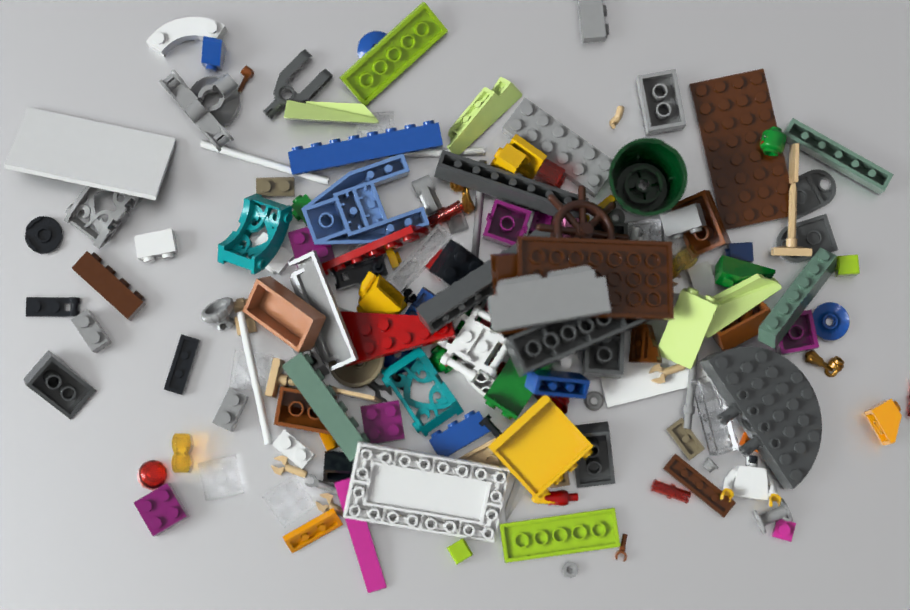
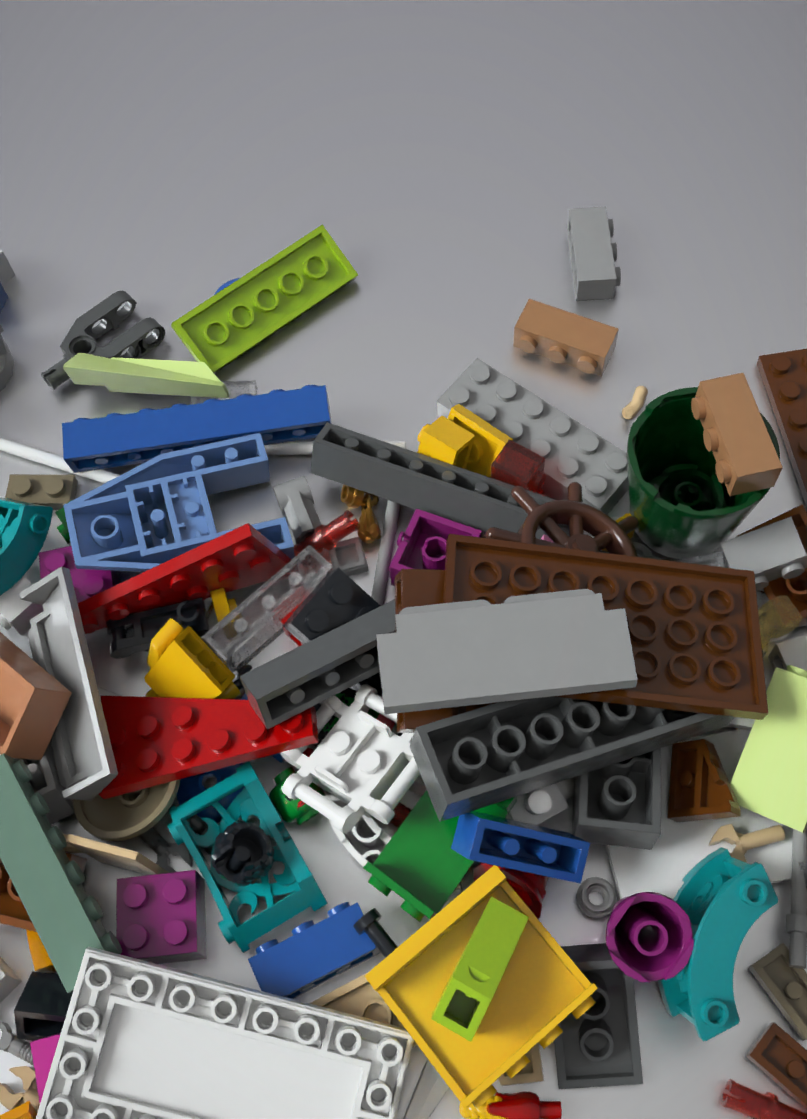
camera: 10 degrees right, 20 degrees down
(248, 73) = (31, 328): dark orange hand -> none
(421, 391) = (243, 853): none -> black piece
(481, 114) = (407, 389): yellowish green wedge -> none
(540, 440) = (480, 969): none -> lime slope
(575, 75) = (565, 337): none -> medium nougat brick
(616, 422) = (649, 936): none -> magenta cone
(641, 418) = (722, 905): none -> teal fence
(660, 102) = (708, 353): light grey brick -> none
(663, 171) = (736, 434): none -> medium nougat brick

